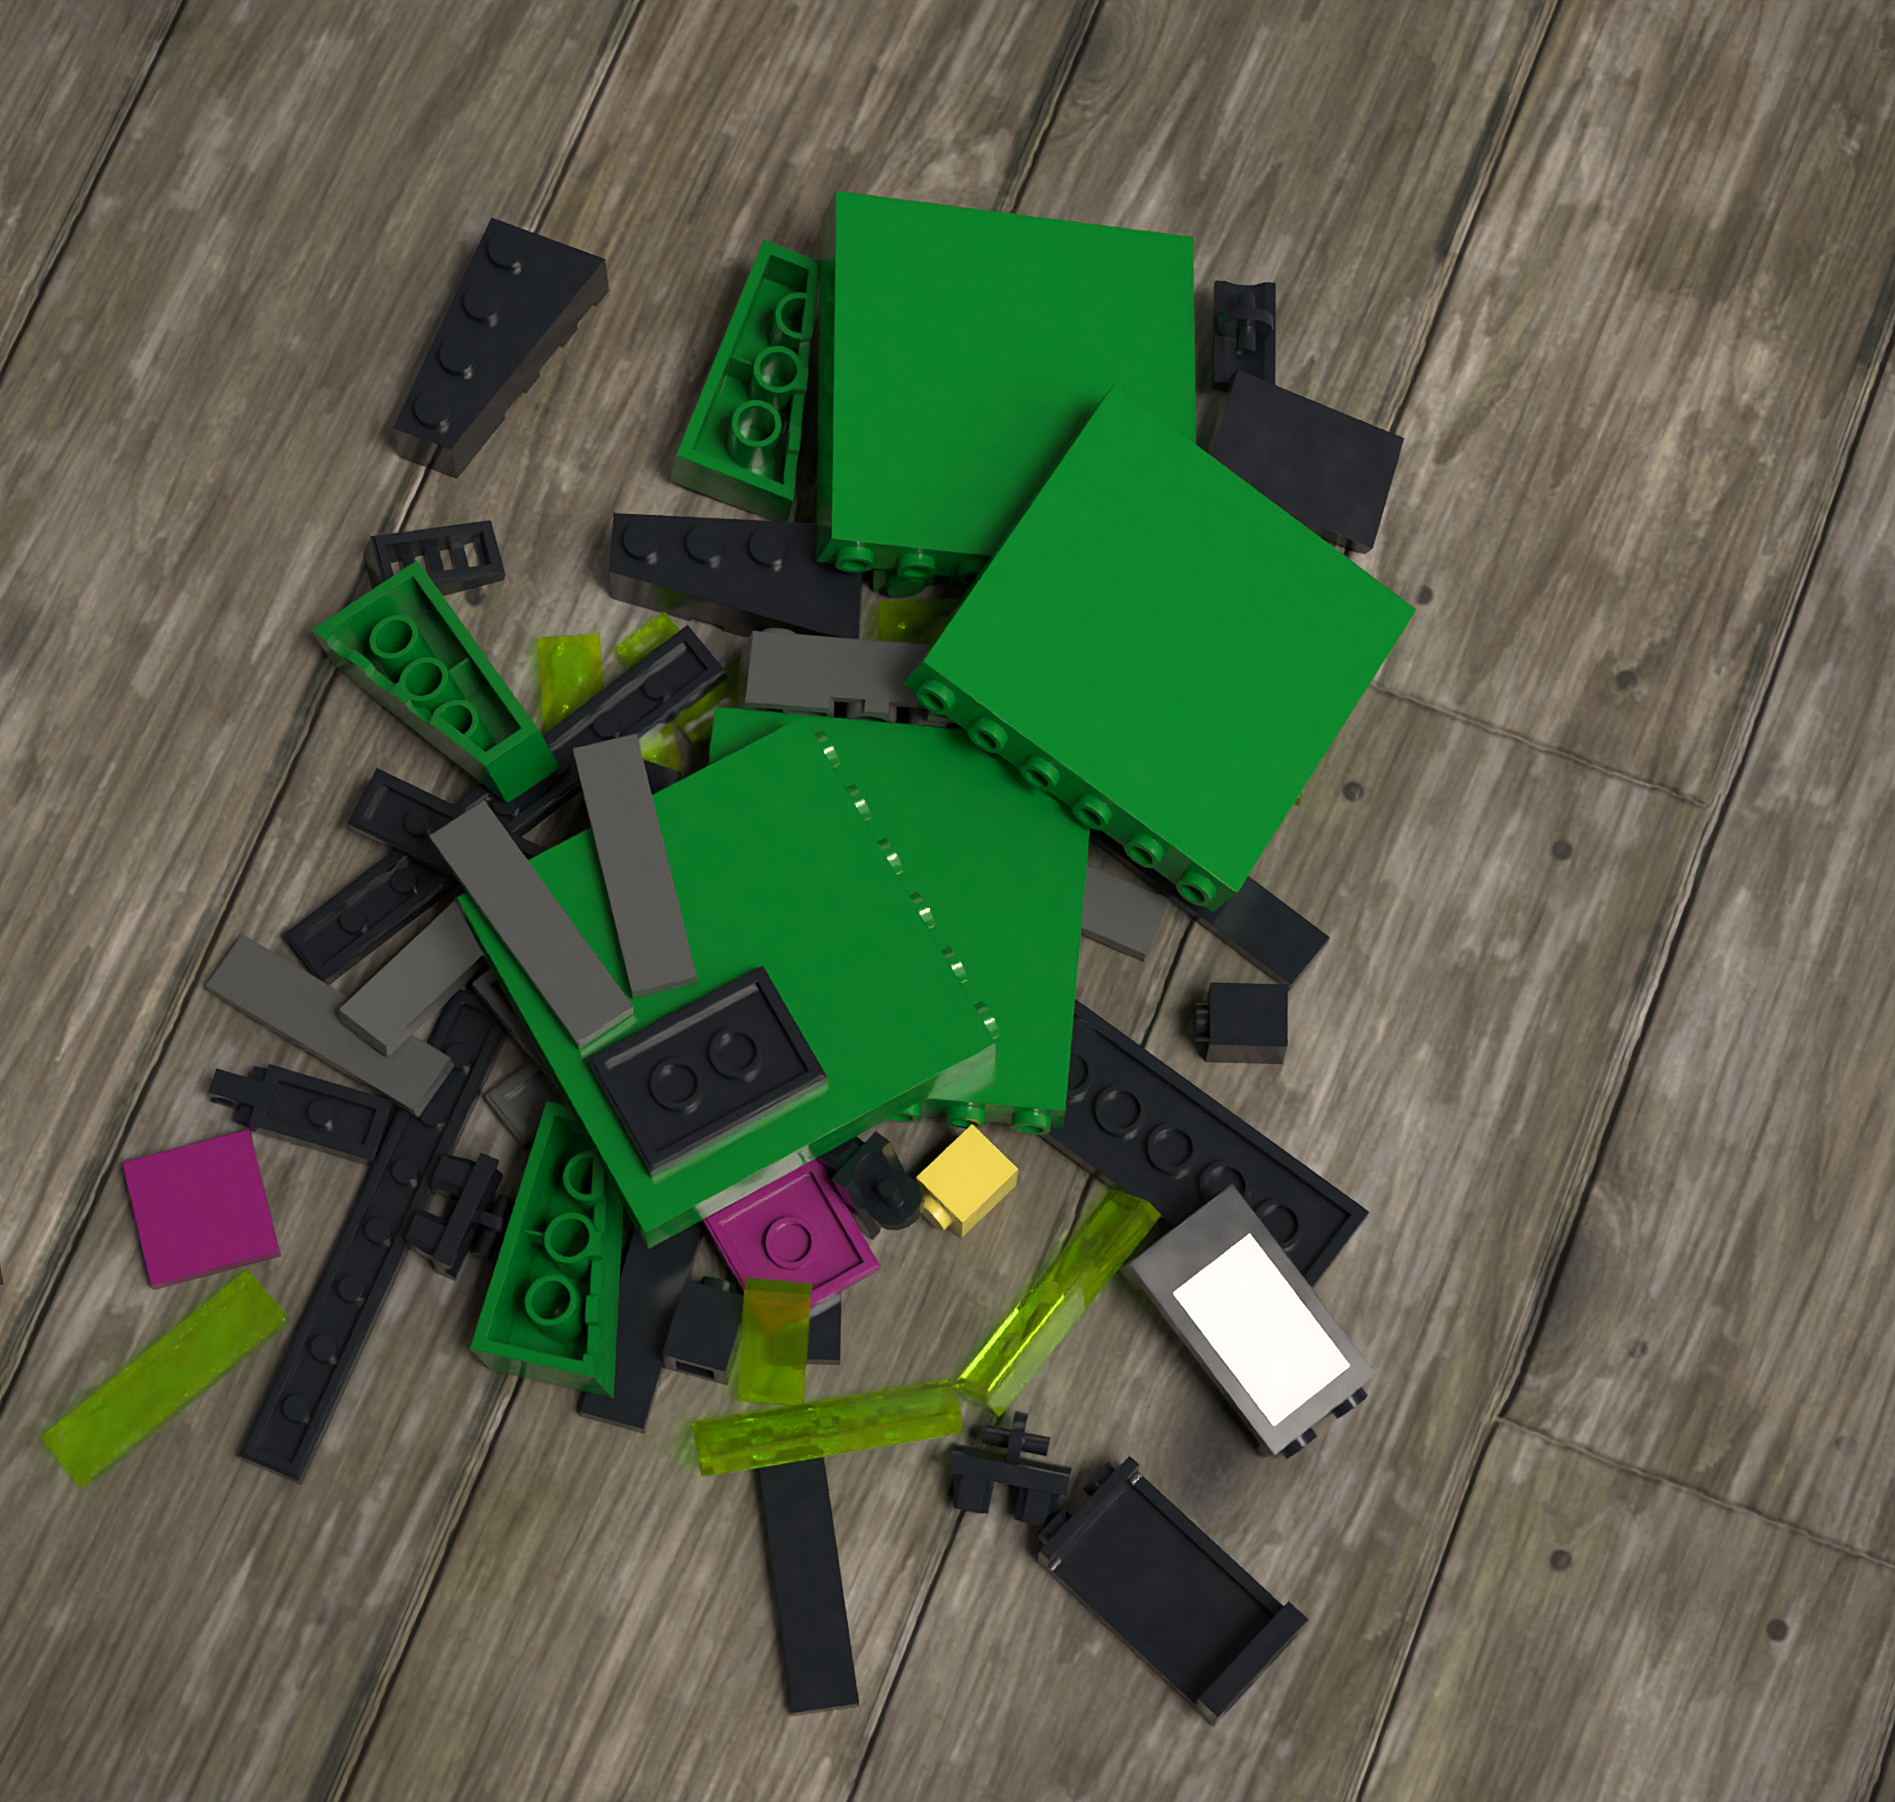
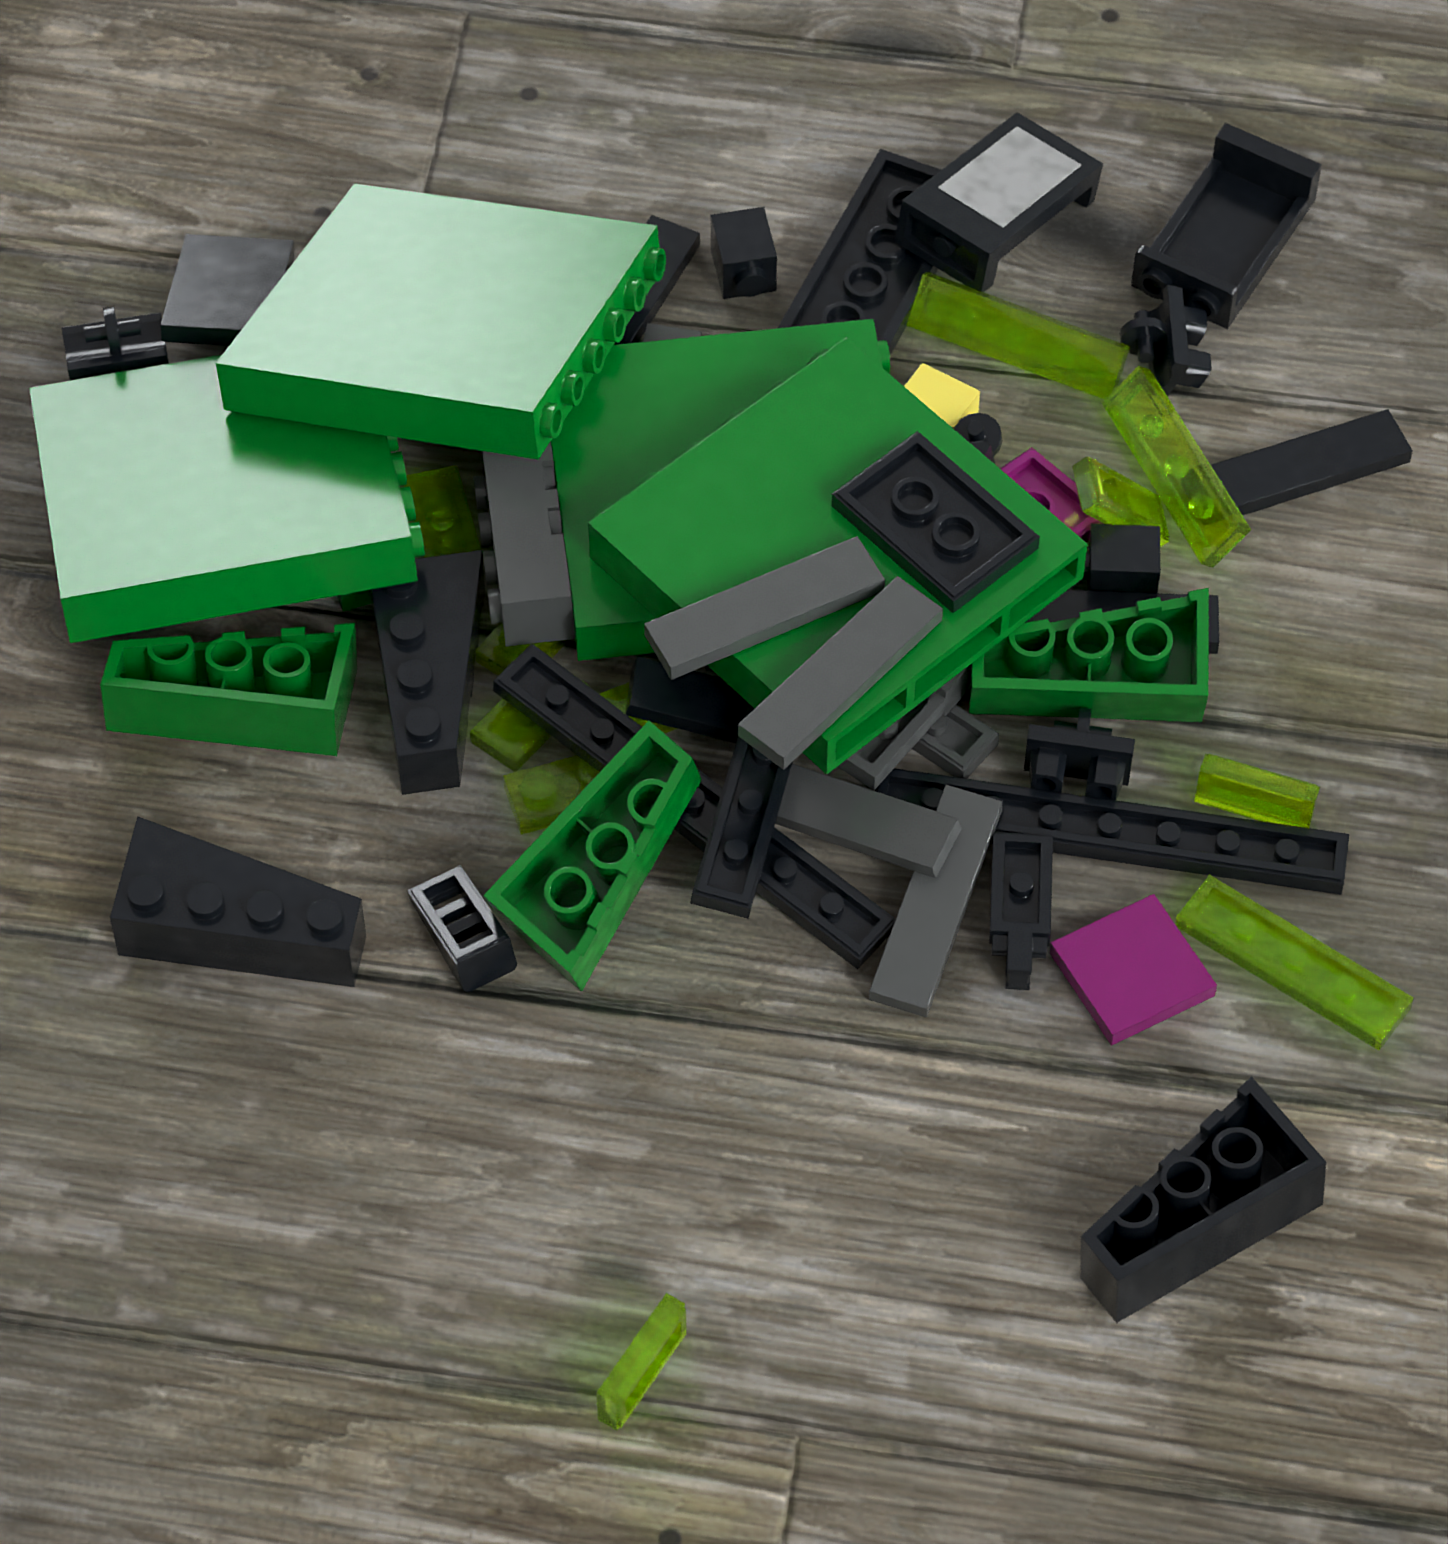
camera: 100 degrees left, 15 degrees down
(369, 1392) = (1255, 792): none -> clear neon green tile

